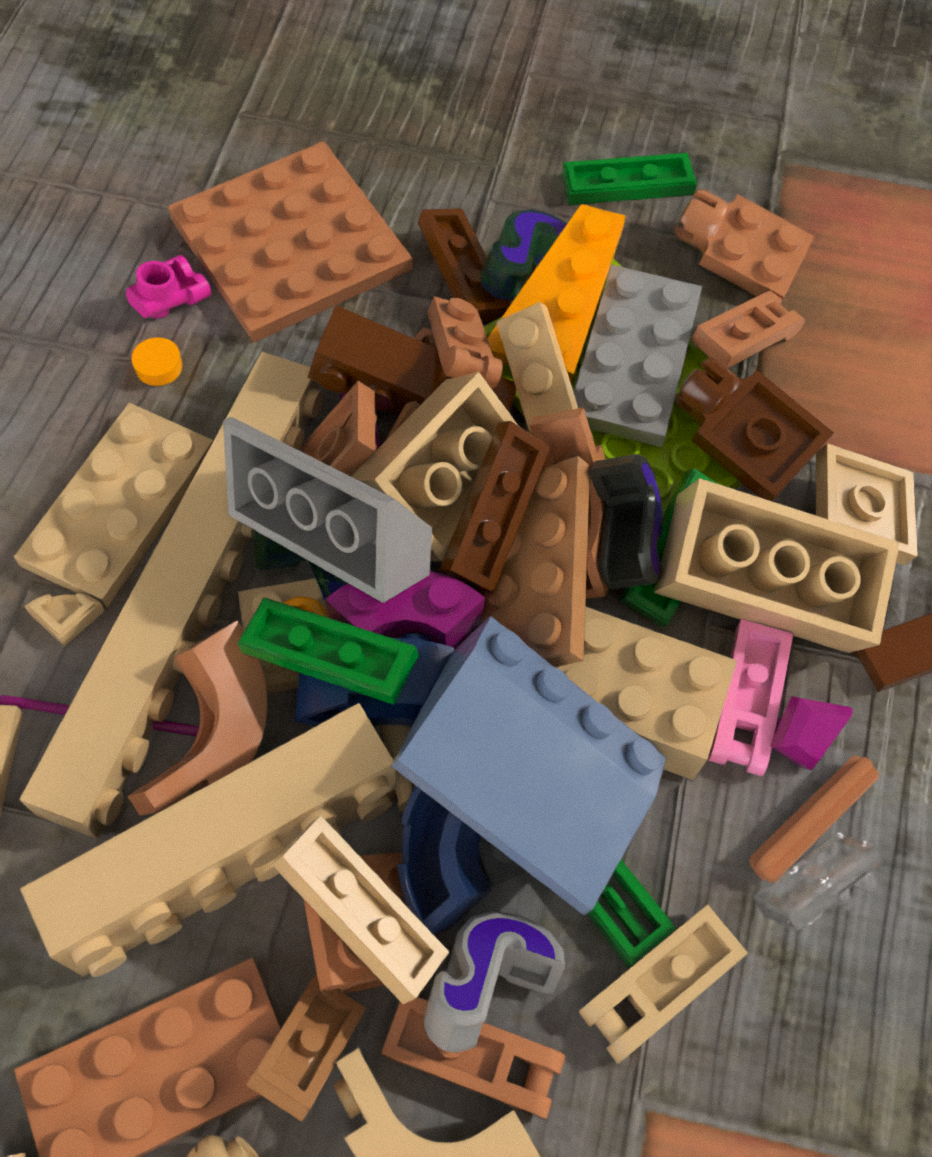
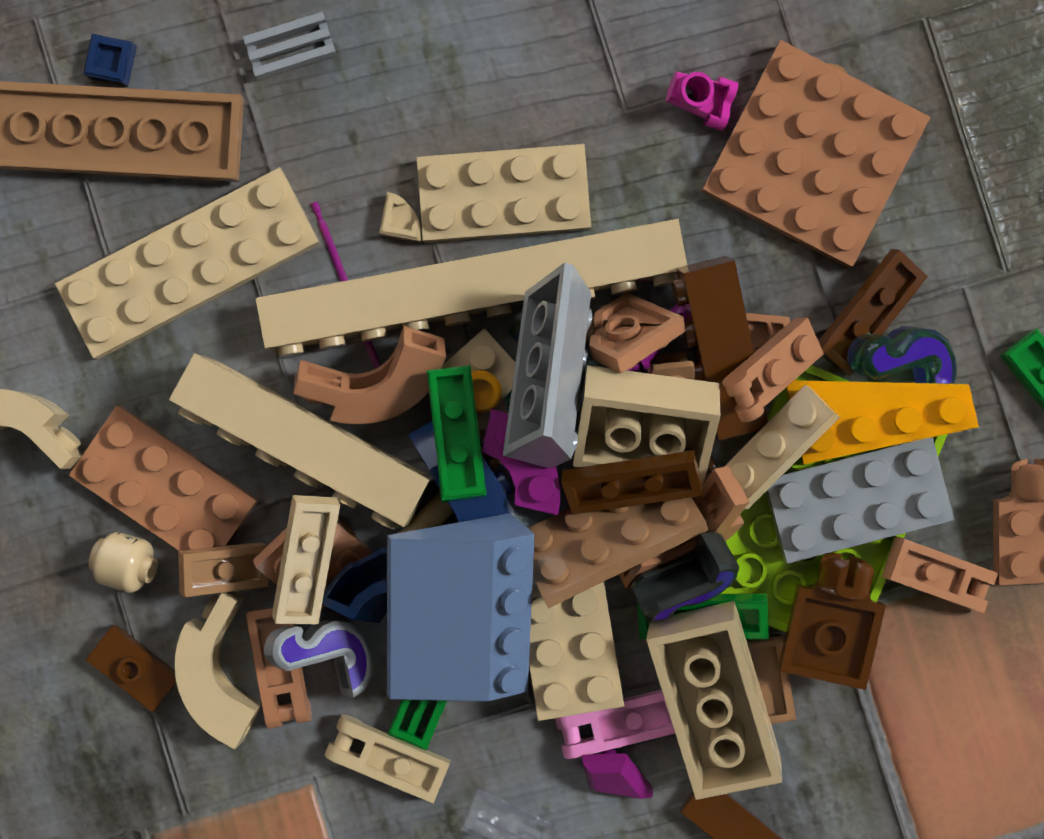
camera: 65 degrees right, 25 degrees up
(157, 361) = (635, 135): light orange tile -> none
(813, 818) = (554, 805): nougat axle -> none
(867, 497) = (824, 737): tan plate -> none

